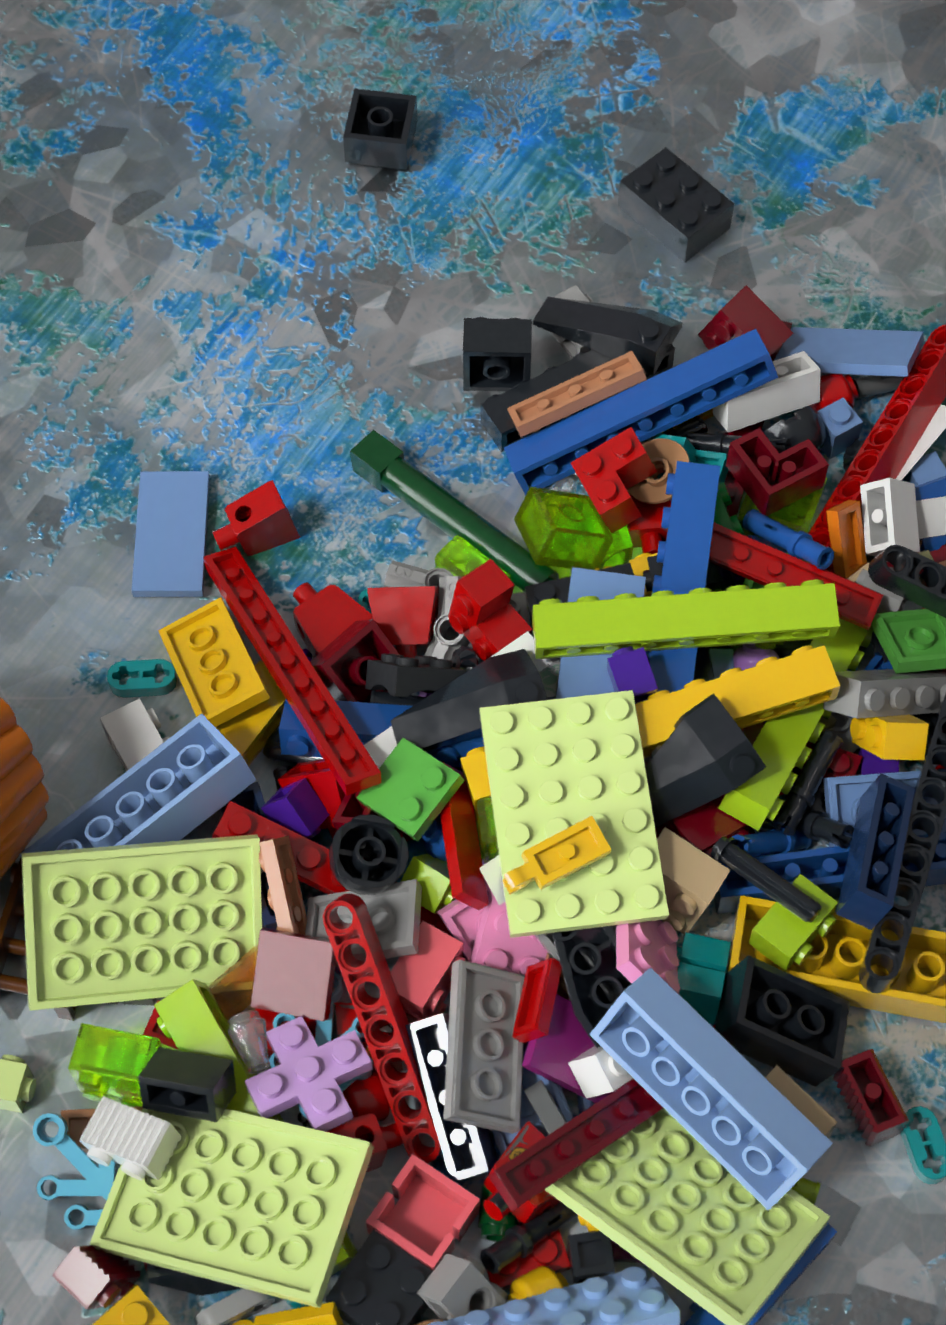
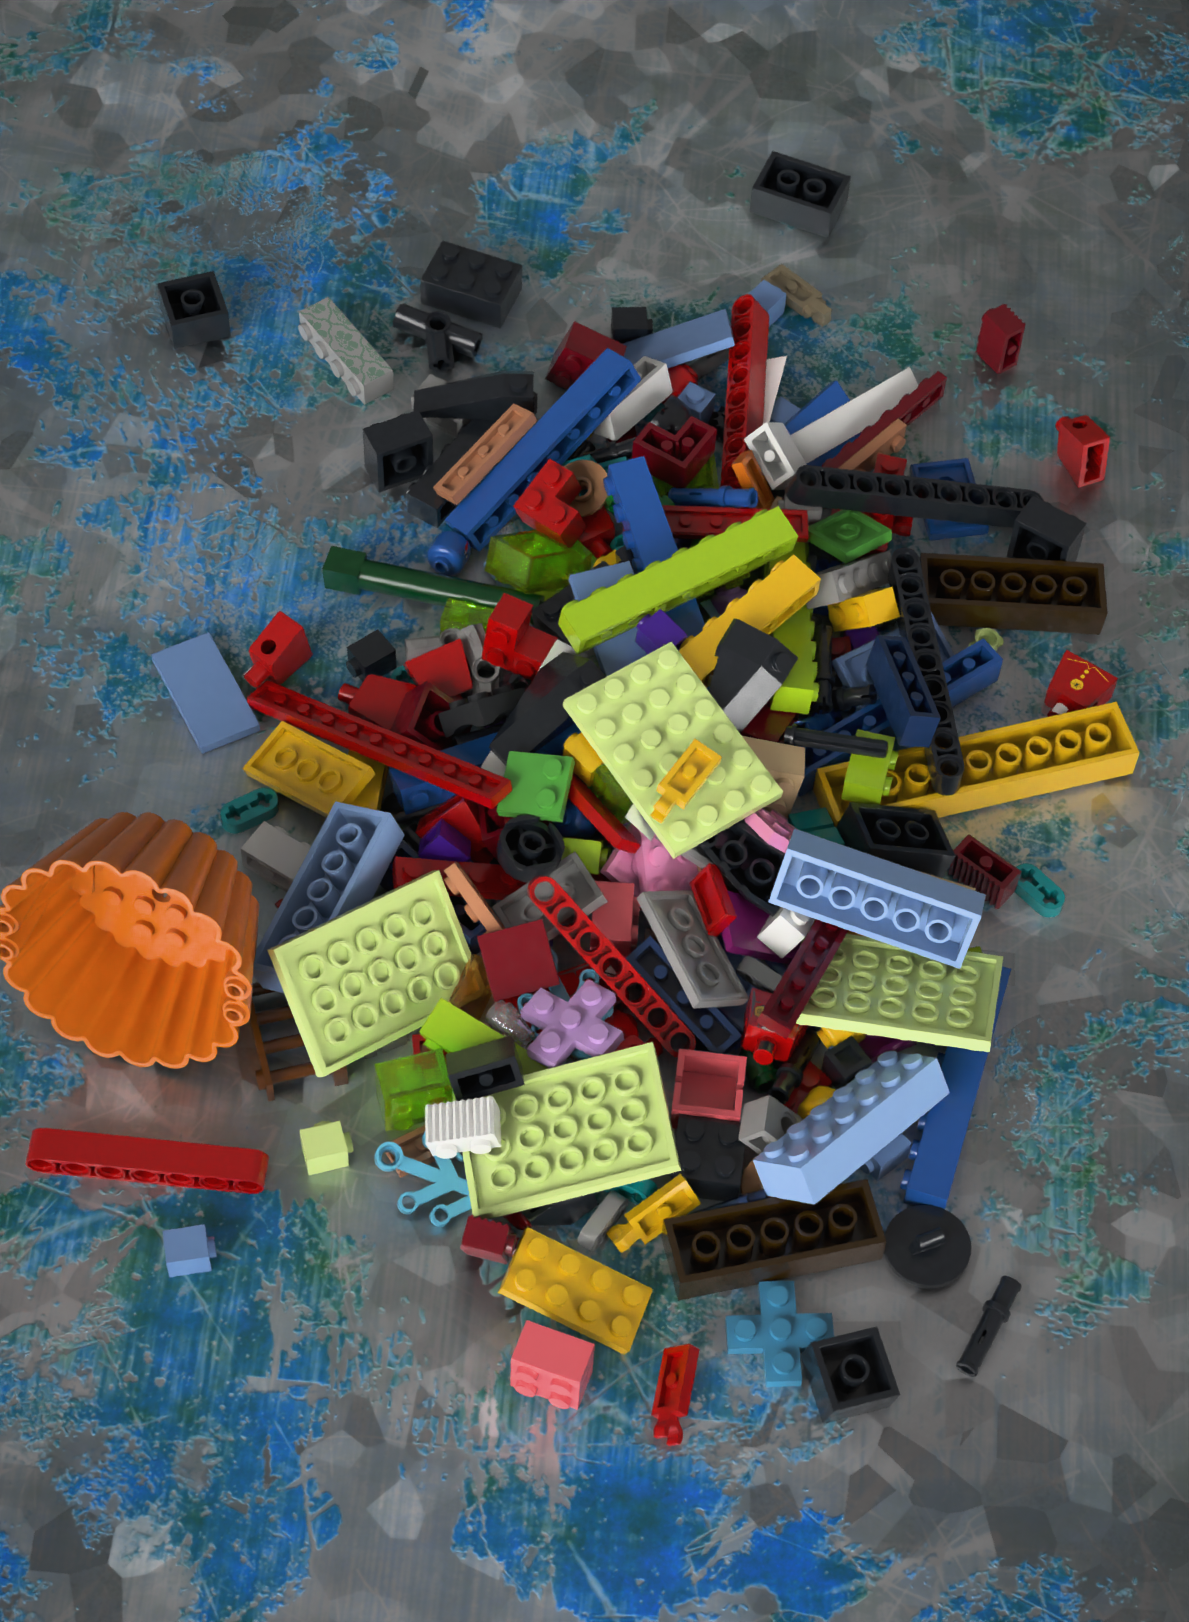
camera: 30 degrees left, 5 degrees down
(350, 565) = (371, 656): none -> black brick
(492, 485) = (450, 552): none -> blue head
(509, 228) = (346, 351): none -> light grey brick
(609, 254) = (439, 335): none -> black piece
(817, 309) = (630, 323): none -> black brick

